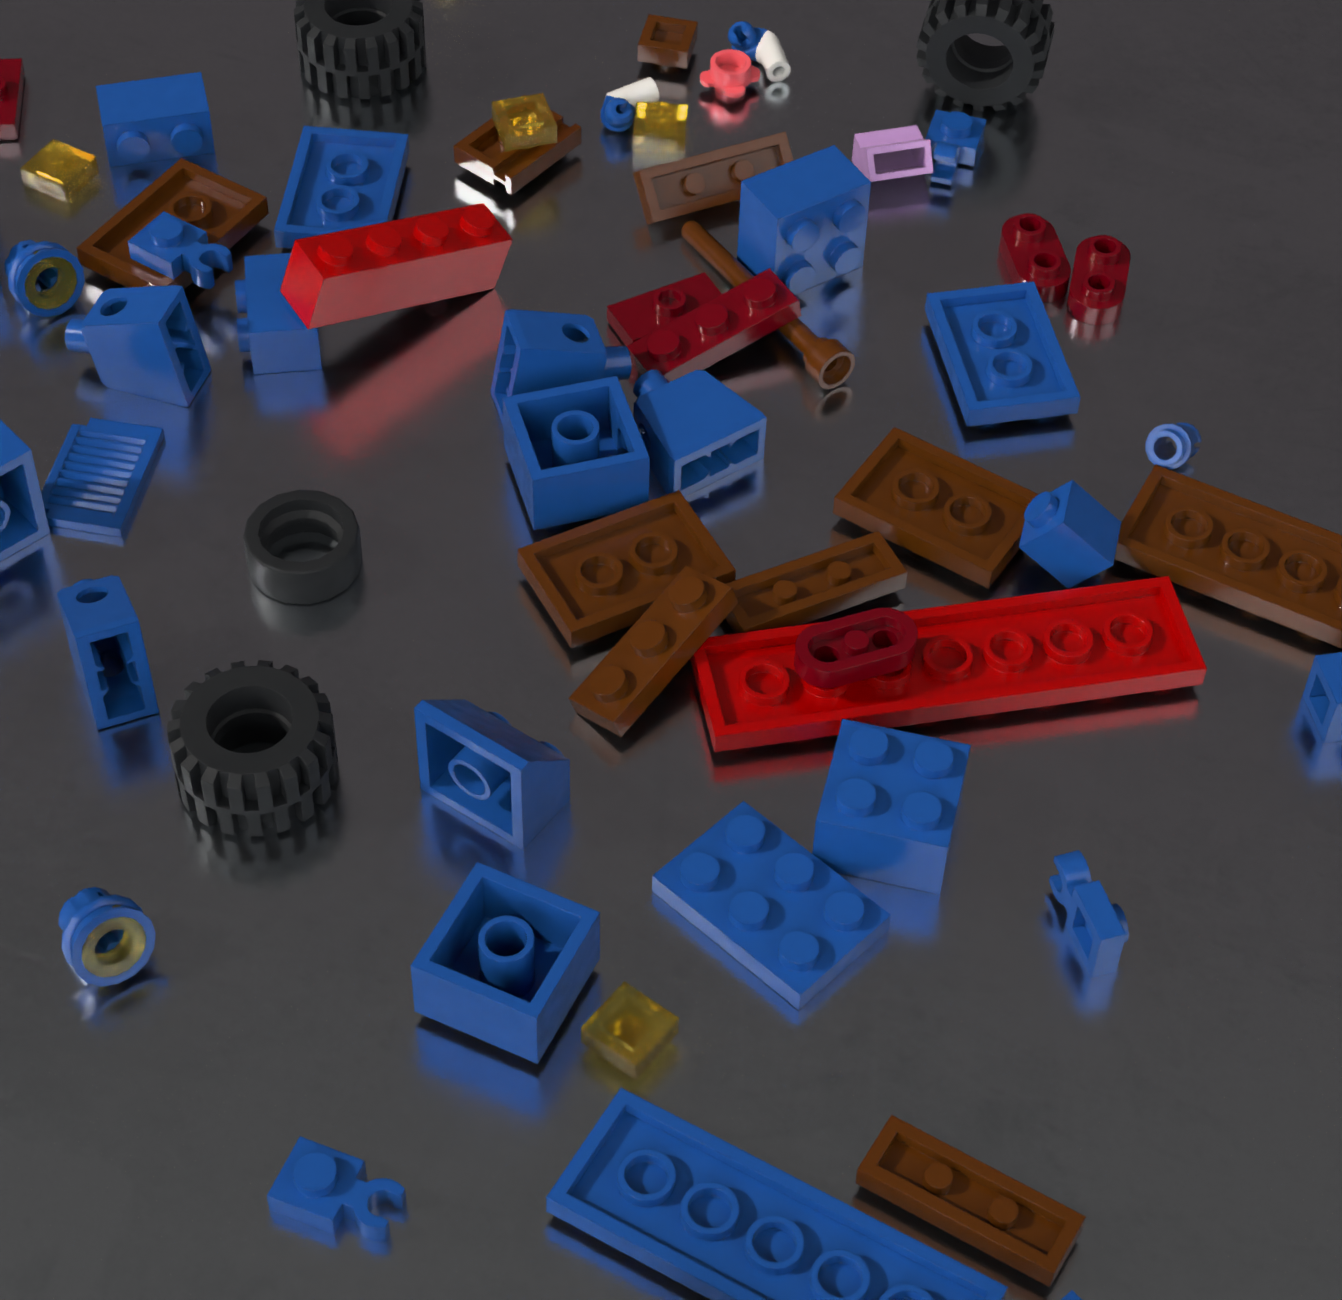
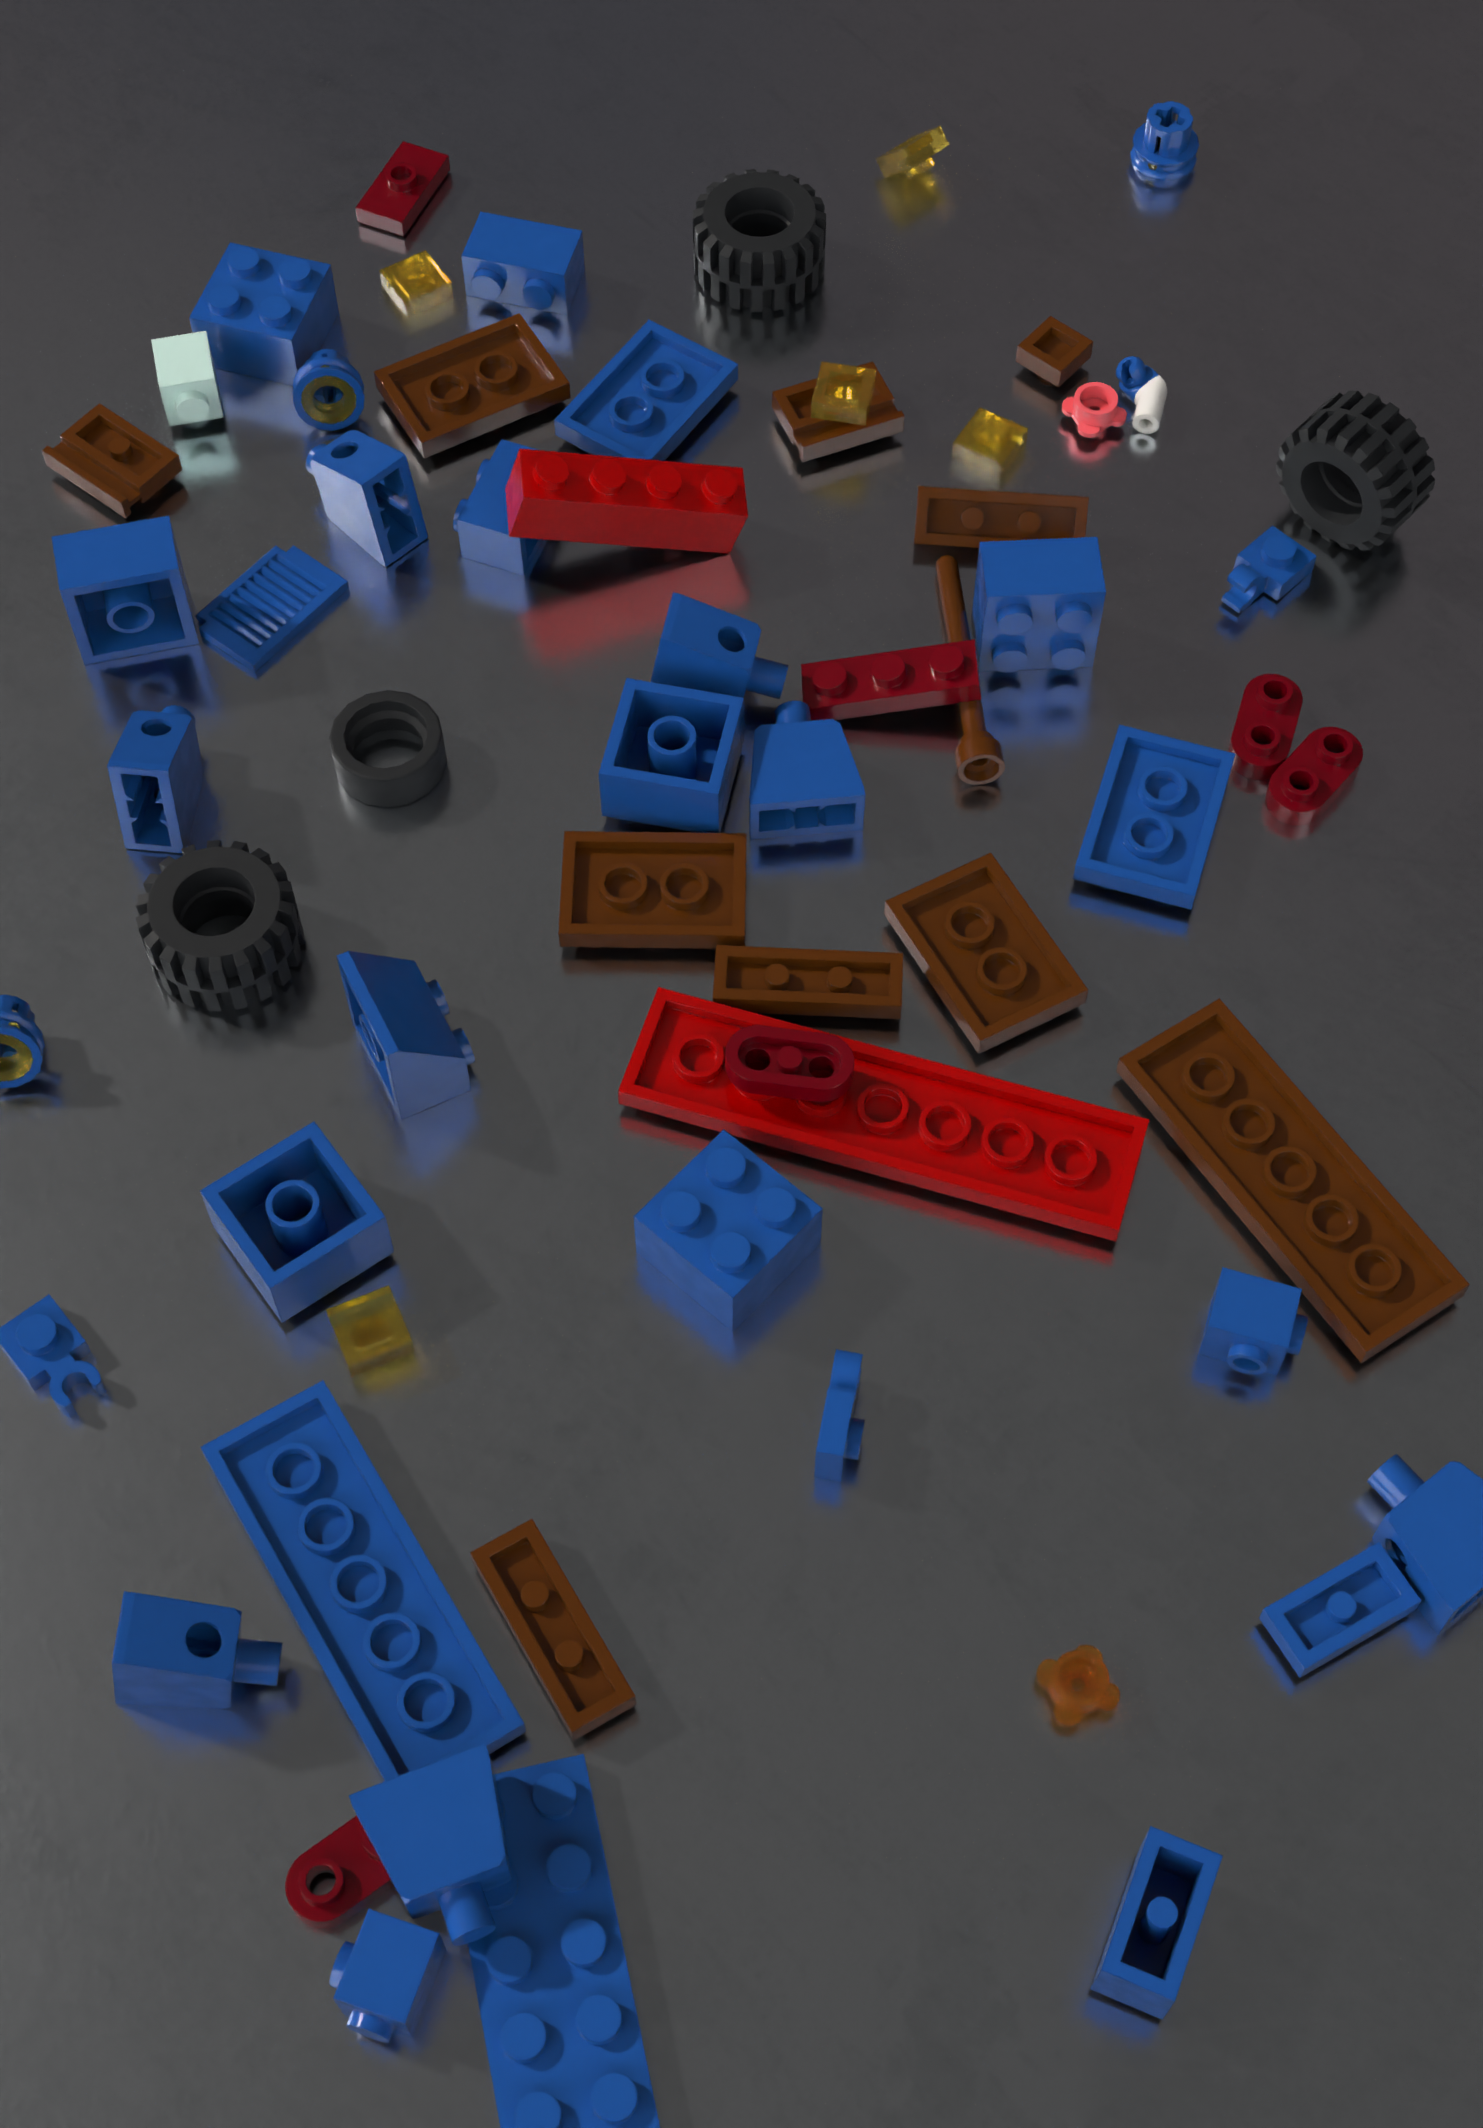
camera: 30 degrees right, 10 degrees up
(177, 246) = (454, 406): blue plate -> none
(620, 104) = (965, 401): arm -> none
(653, 650) = (618, 983): reddish brown plate -> none
(656, 308) = (855, 635): dark red plate -> none
(771, 904) = (573, 1271): blue plate -> none
(892, 153) = (1193, 558): lavender piece -> none
(1070, 534) = (1077, 1035): blue brick -> none
(1162, 451) = (1244, 985): blue pin -> none

